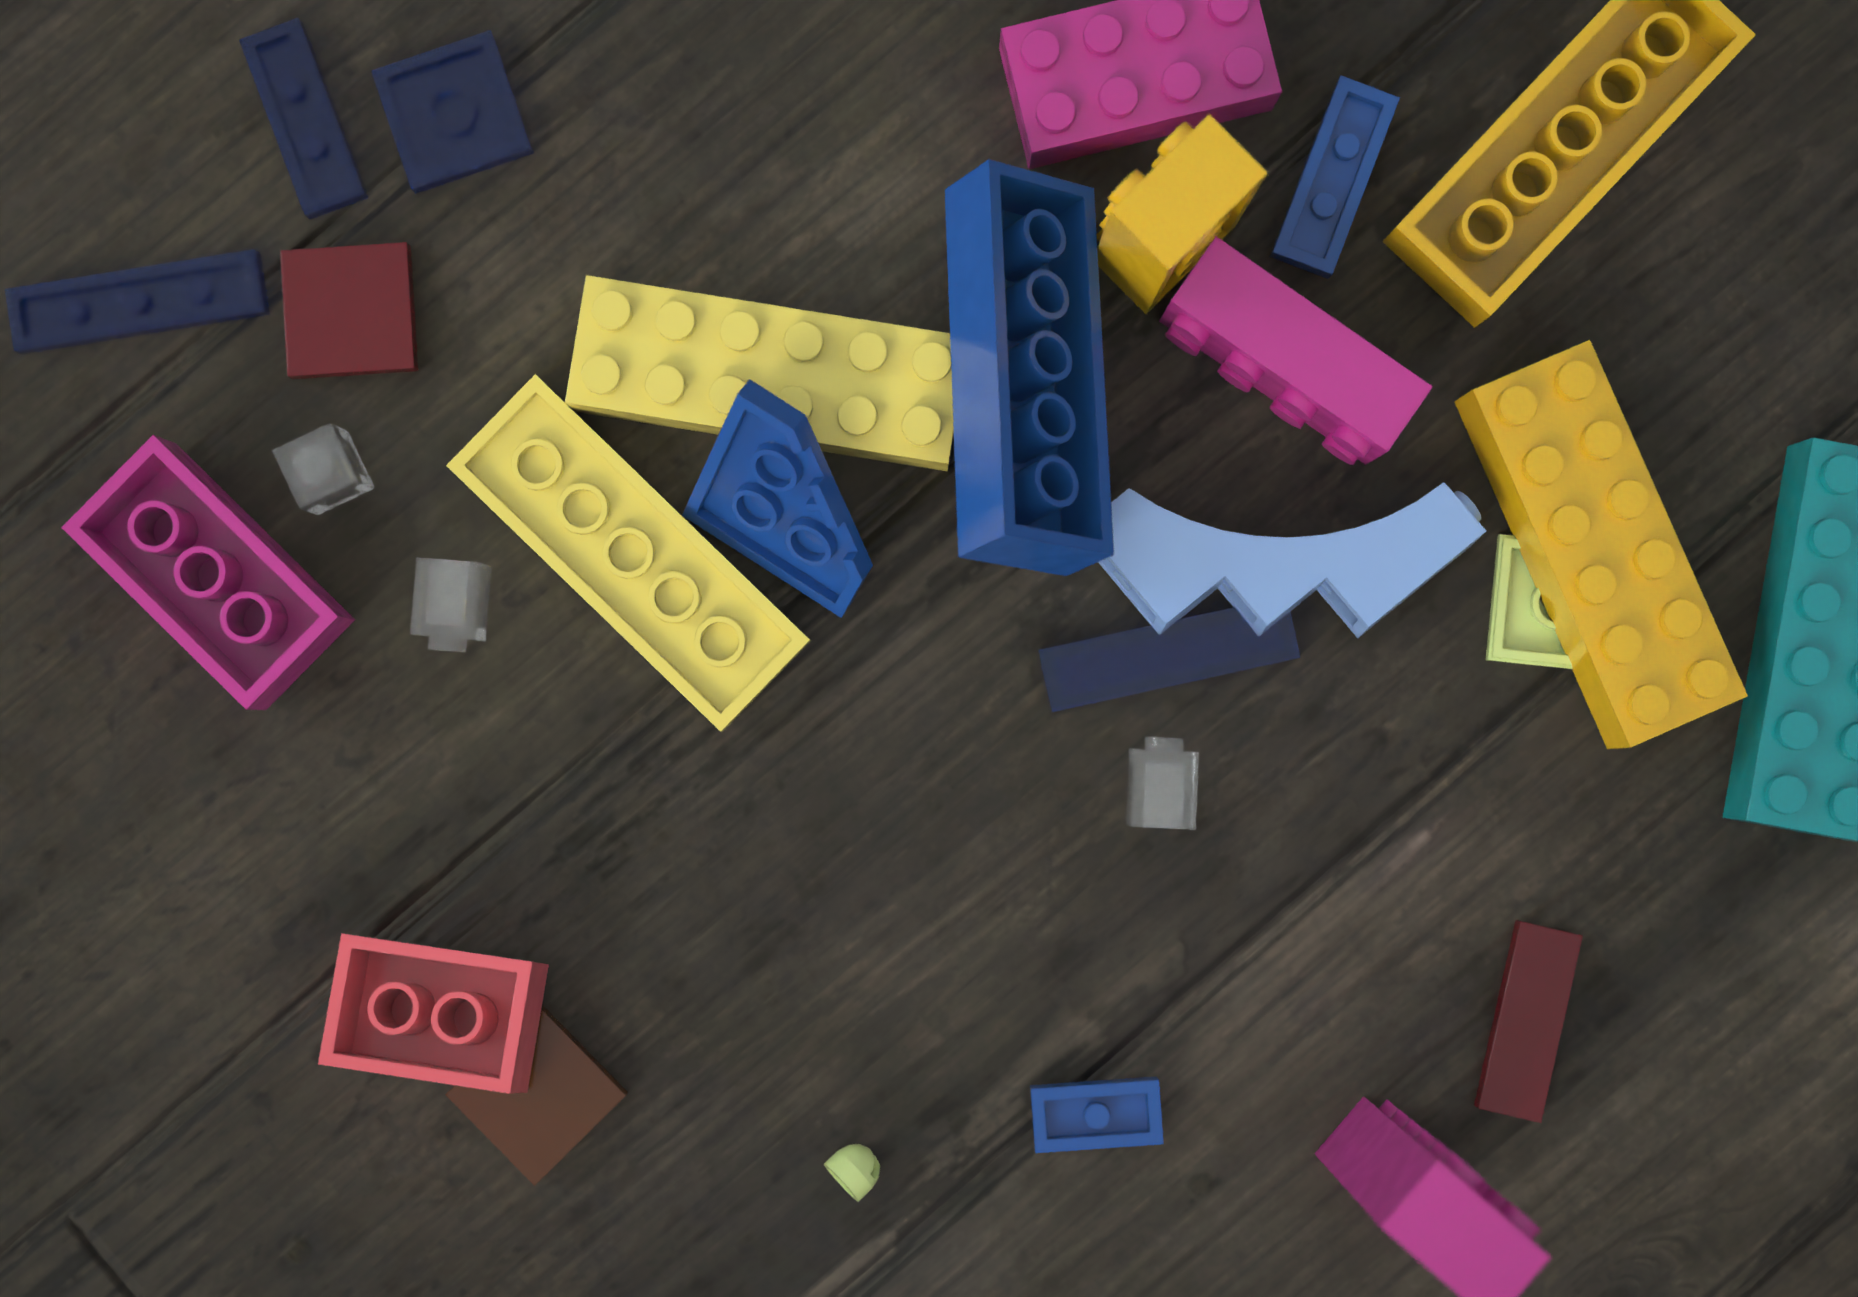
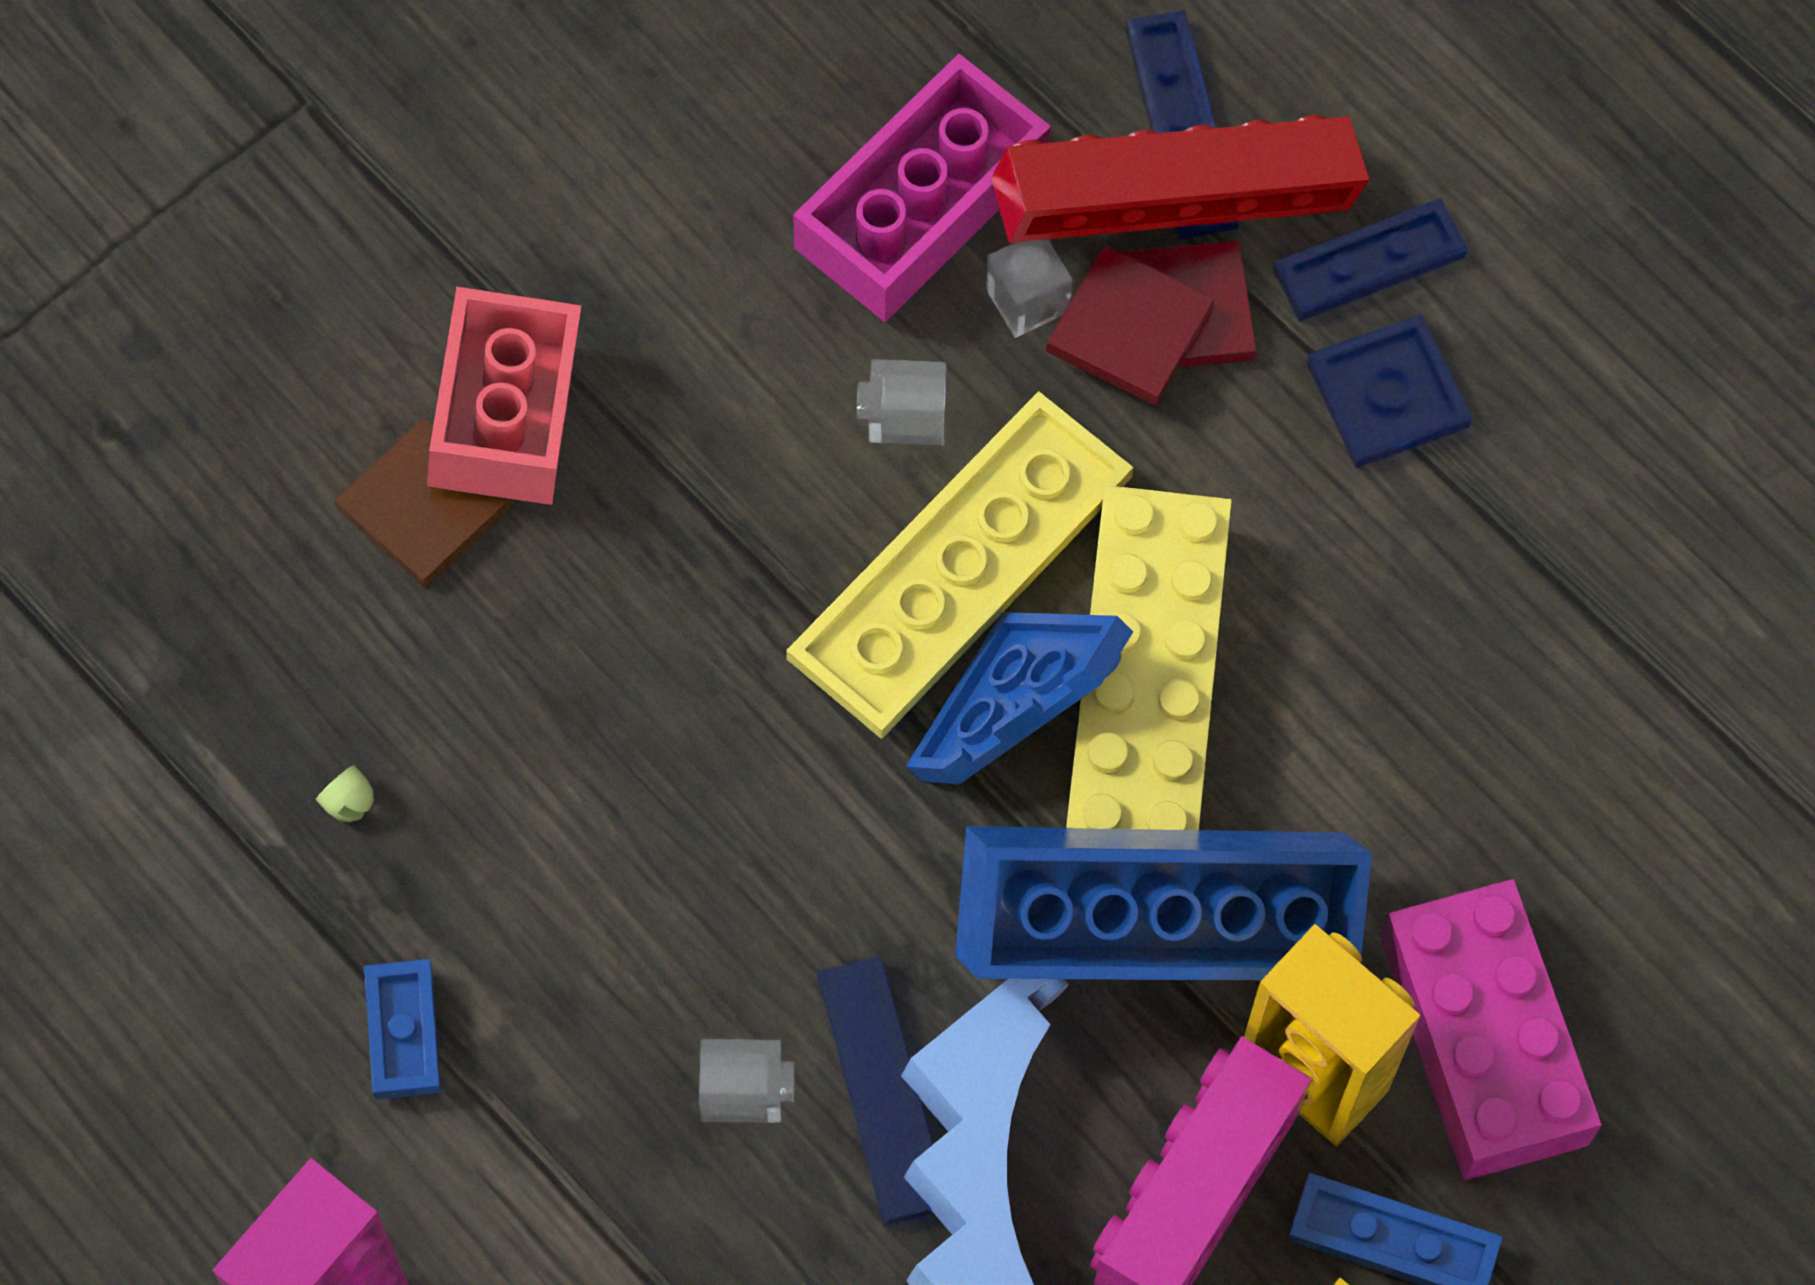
camera: 85 degrees right, 20 degrees down
(216, 306) = (1178, 178): none -> red brick
(375, 367) = (1130, 325): none -> dark red tile

